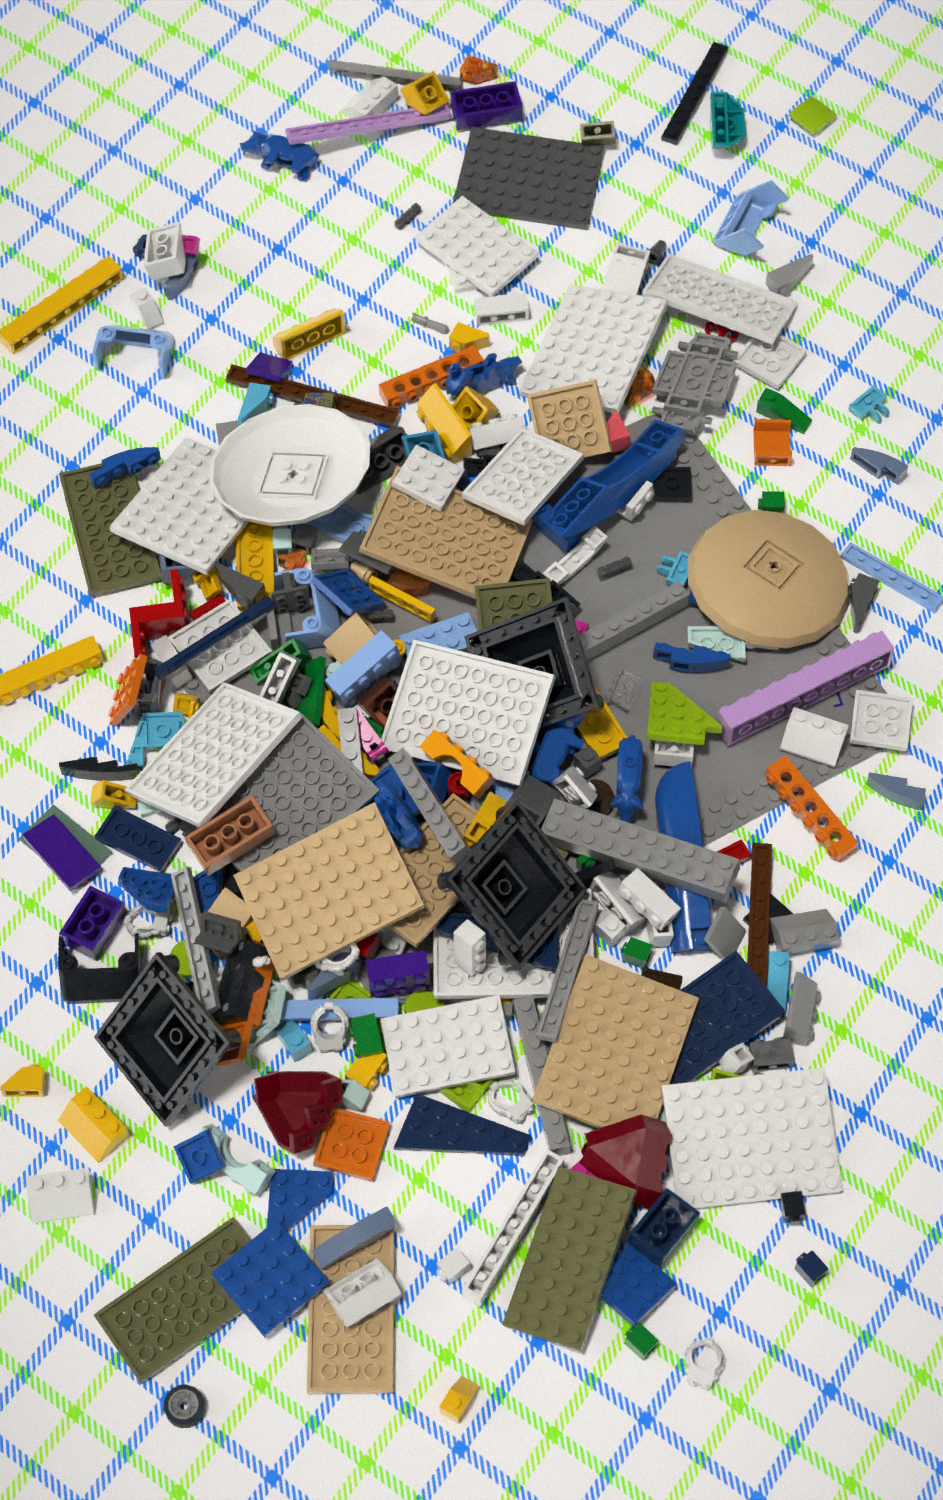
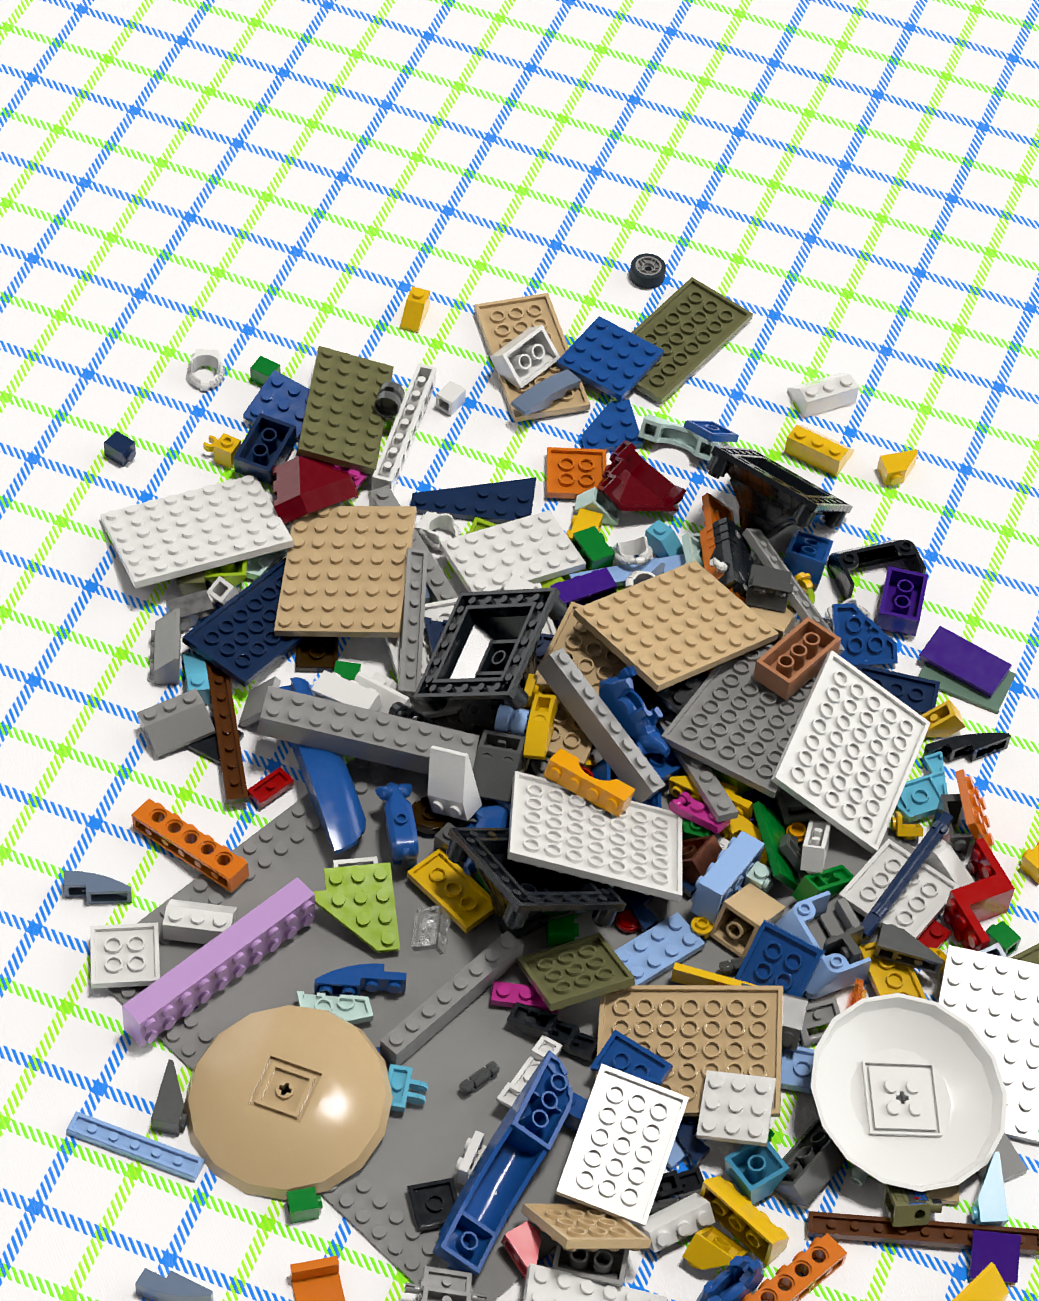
camera: 160 degrees right, 10 degrees down
(151, 592) = (1007, 937): none -> green brick
(184, 961) = (804, 581): none -> yellow plate
(496, 538) = (632, 1059): none -> blue wing
(528, 1242) = (389, 399): none -> dark grey wheel
(703, 1242) = (223, 448): none -> yellow brick
(792, 1207) = (145, 489): black brick -> none

